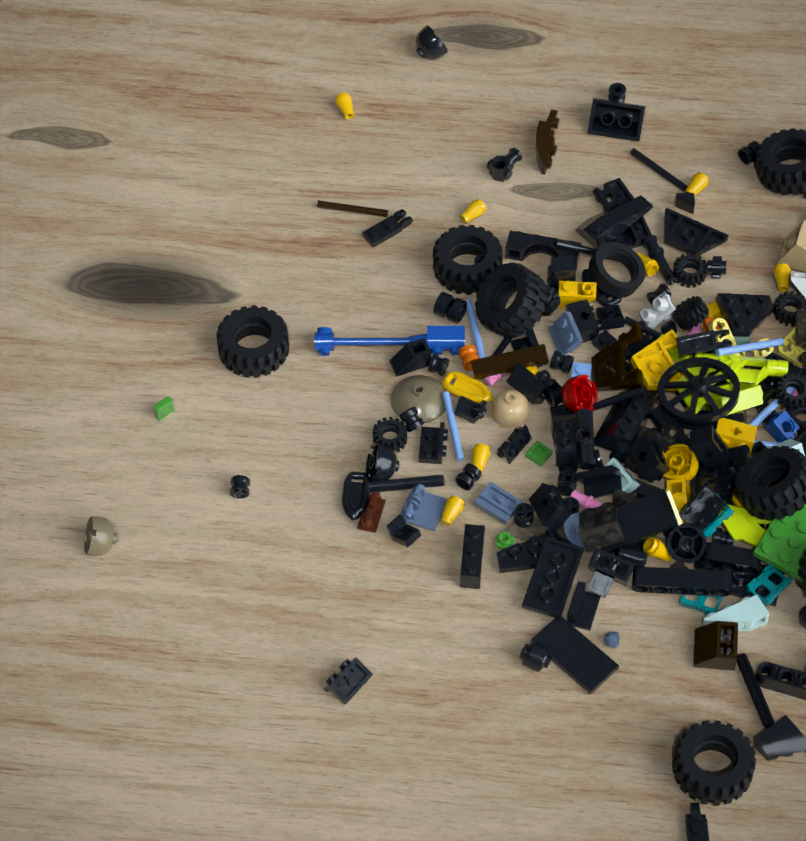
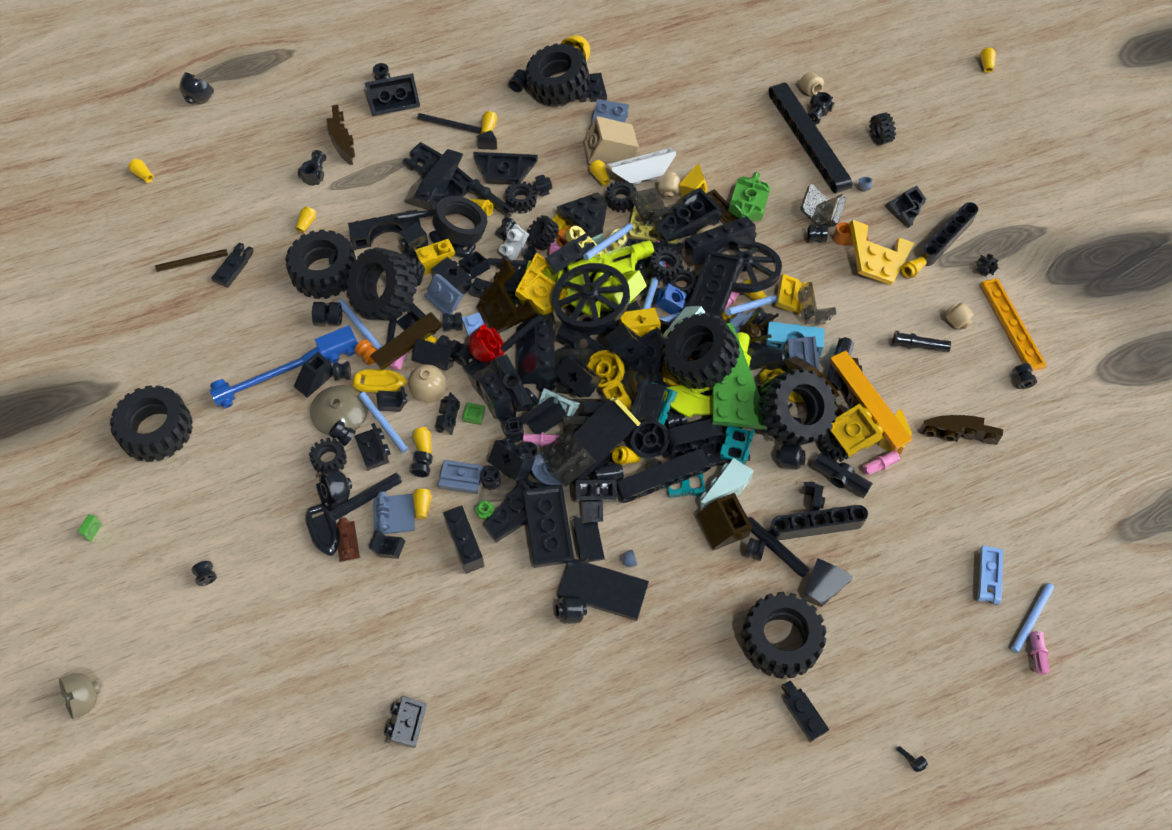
camera: 30 degrees left, 5 degrees up
(732, 682) = (755, 549): none -> black wheel

